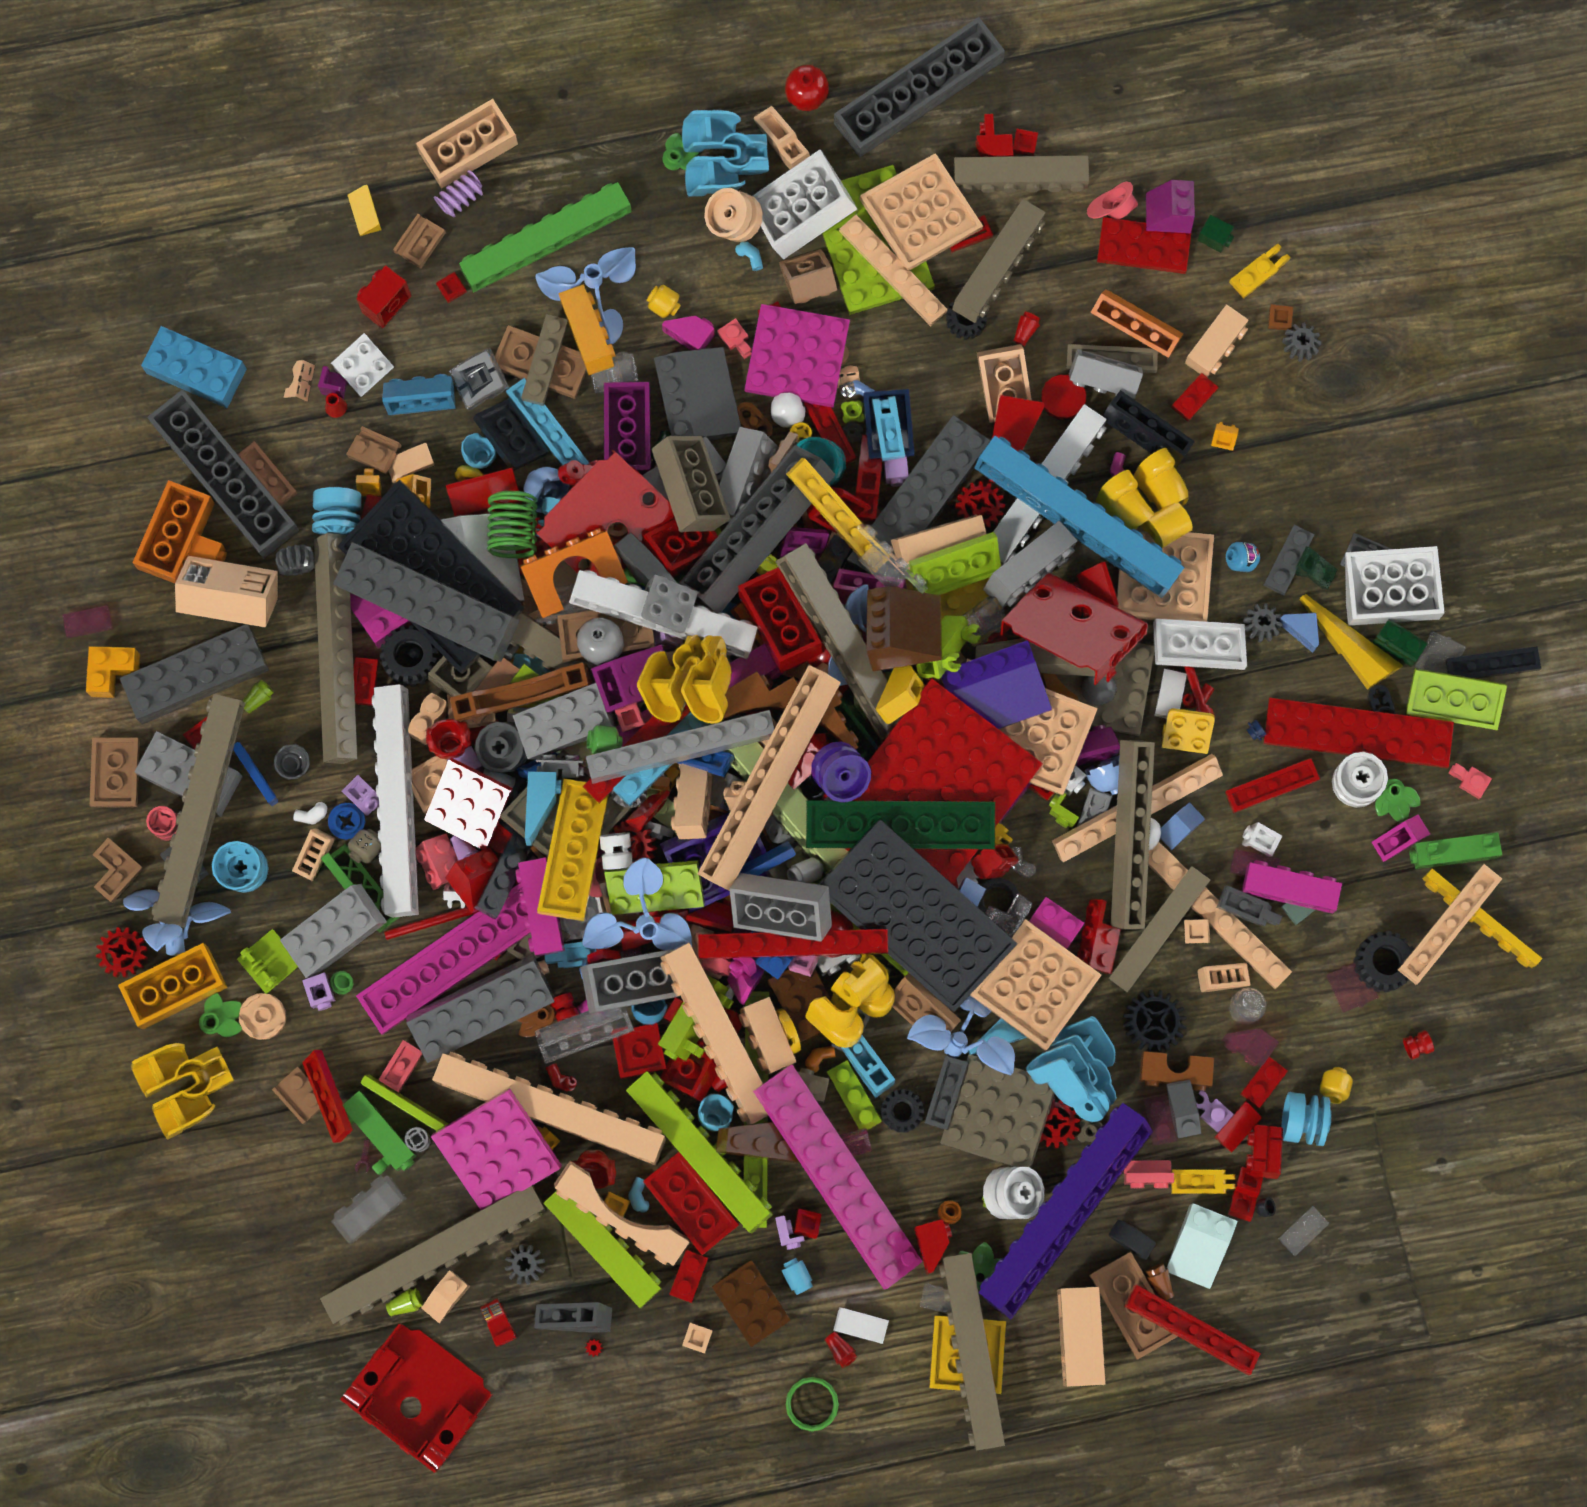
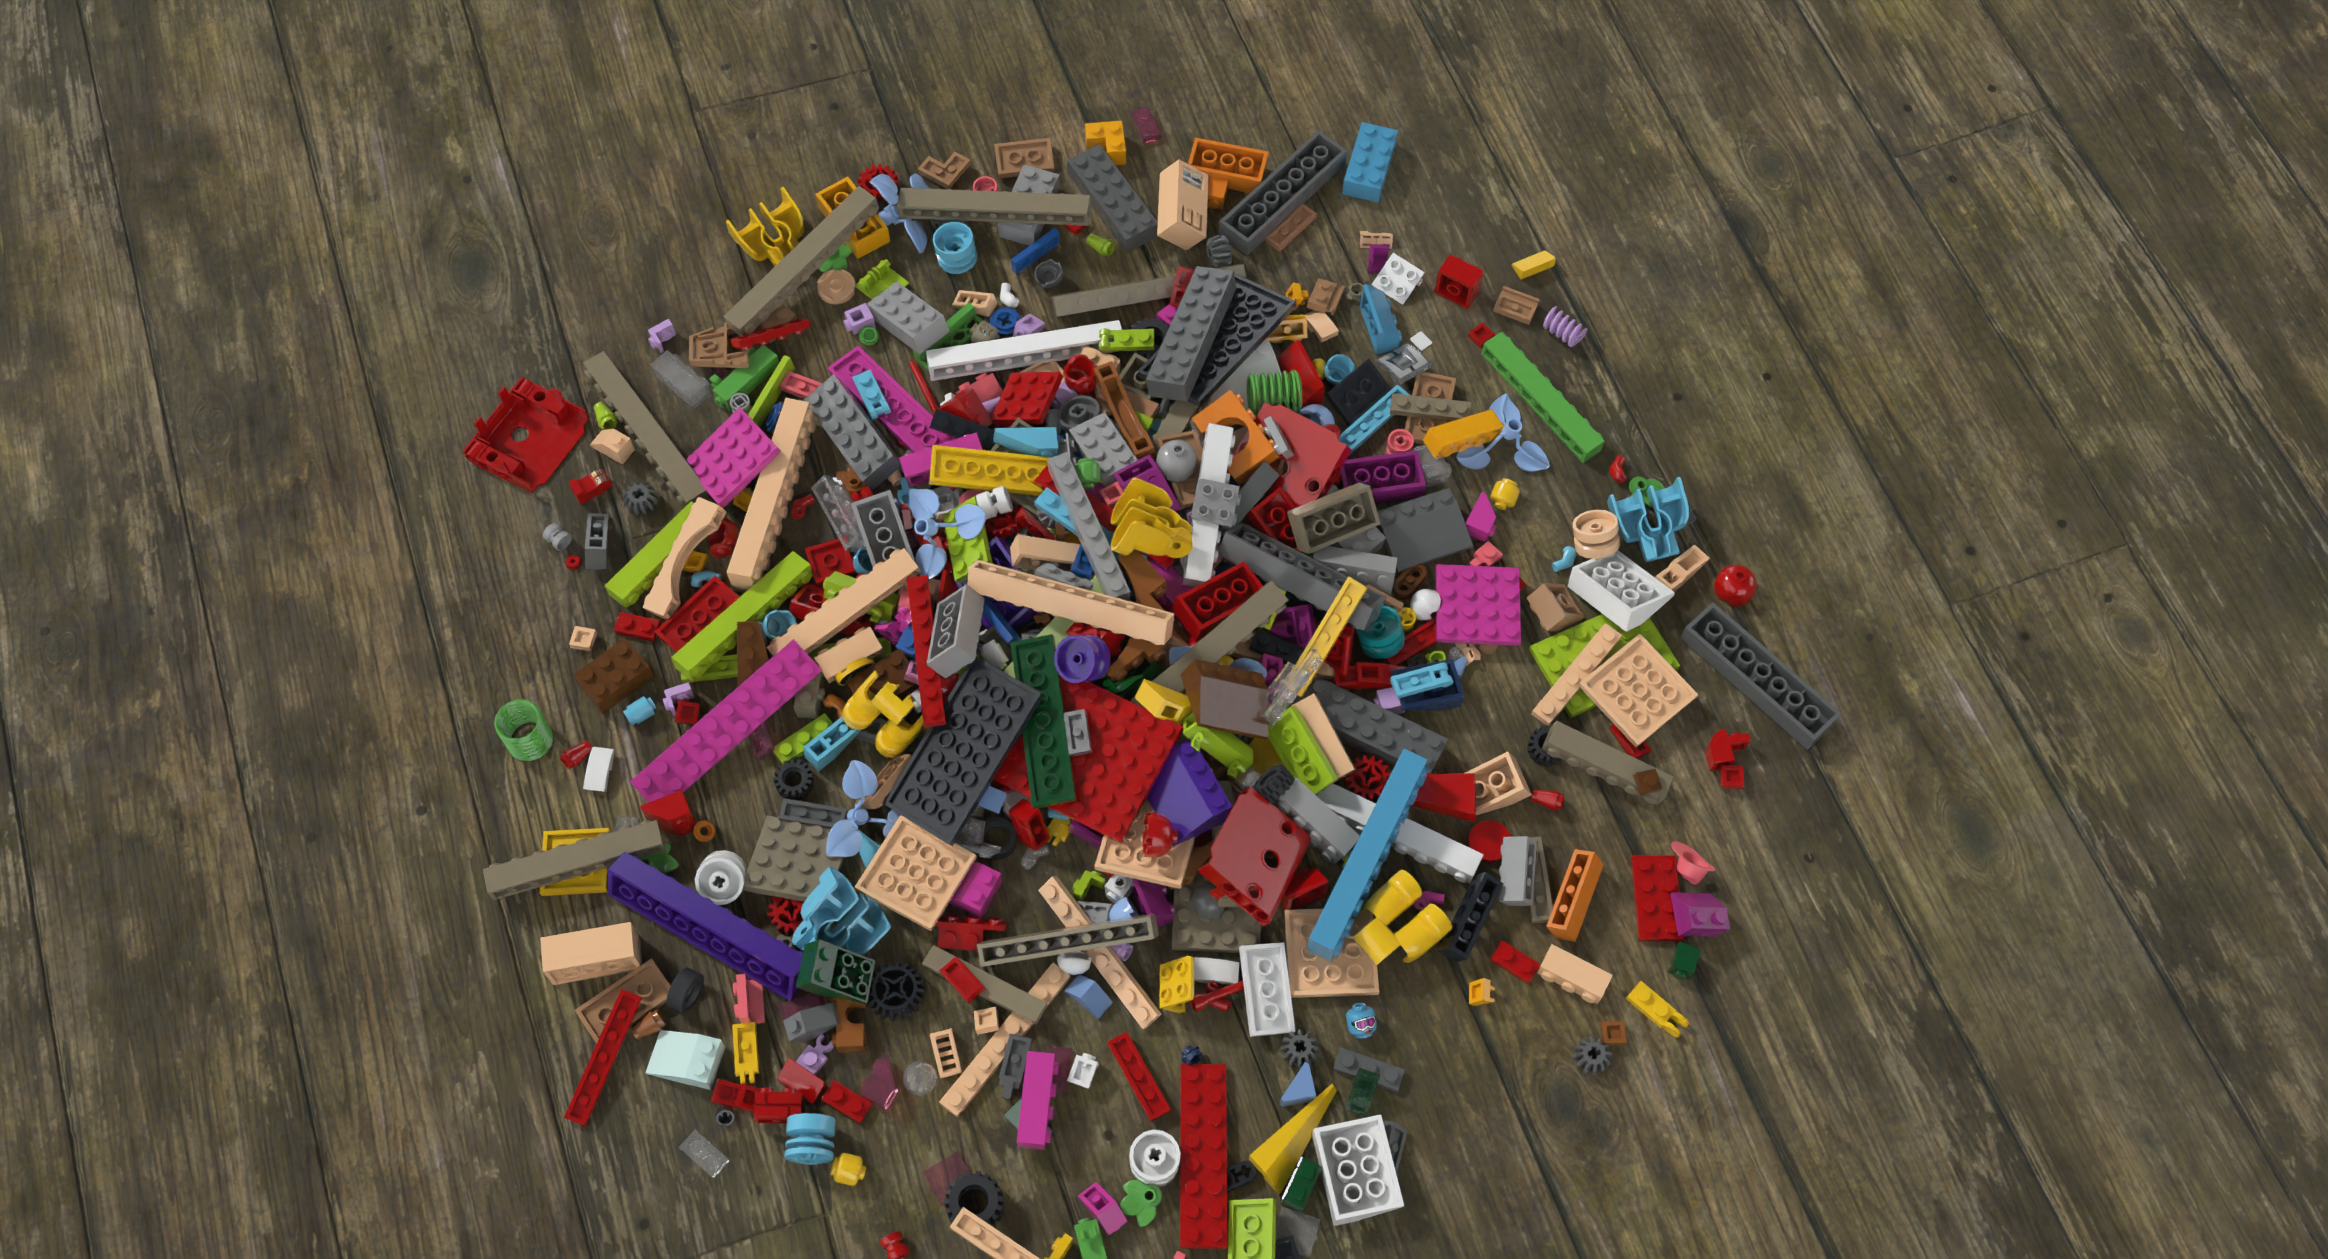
camera: 80 degrees right, 15 degrees down
(238, 1048) = (801, 262): none -> dark tan brick
(299, 1229) = (661, 333): none -> lavender bracket
(333, 1170) = (711, 349): none -> medium nougat wing
(336, 510) = (1266, 273): medium azure wheel -> none
(338, 408) = (1358, 264): red cone -> none
(348, 607) = (1180, 285): none -> red slope
(365, 680) = (1126, 315): red plate -> none
(369, 408) = (1353, 288): none -> dark tan plate
(410, 679) = (1126, 339): none -> lime plate
(432, 983) = (871, 394): none -> medium azure plate
(446, 355) = (1421, 340): none -> white sticker
(448, 1102) = (773, 417): none -> blue gear
(467, 143) = (1611, 325): light nougat brick -> none
(557, 1367) = (555, 535): none -> light grey wheel
(579, 528) = (1281, 444): none -> light grey plate
(589, 402) = (1399, 441): none -> coral wheel
(648, 178) = (1616, 469): none -> red arm
(733, 783) = (1050, 572): none -> light grey hinge
(863, 745) = (1121, 685): none -> green bar
(921, 789) = (1077, 732): none -> flat silver plate
(987, 602) = (1274, 783): none -> black tyre
(1021, 173) = (1699, 776): dark tan brick -> none
(1029, 224) = (1647, 781): none -> reddish brown plate
(1046, 723) = (1158, 835): none -> red cylinder
(1140, 1077) = (835, 972): none -> dark green slope
(1154, 950) = (962, 979): none -> red tile

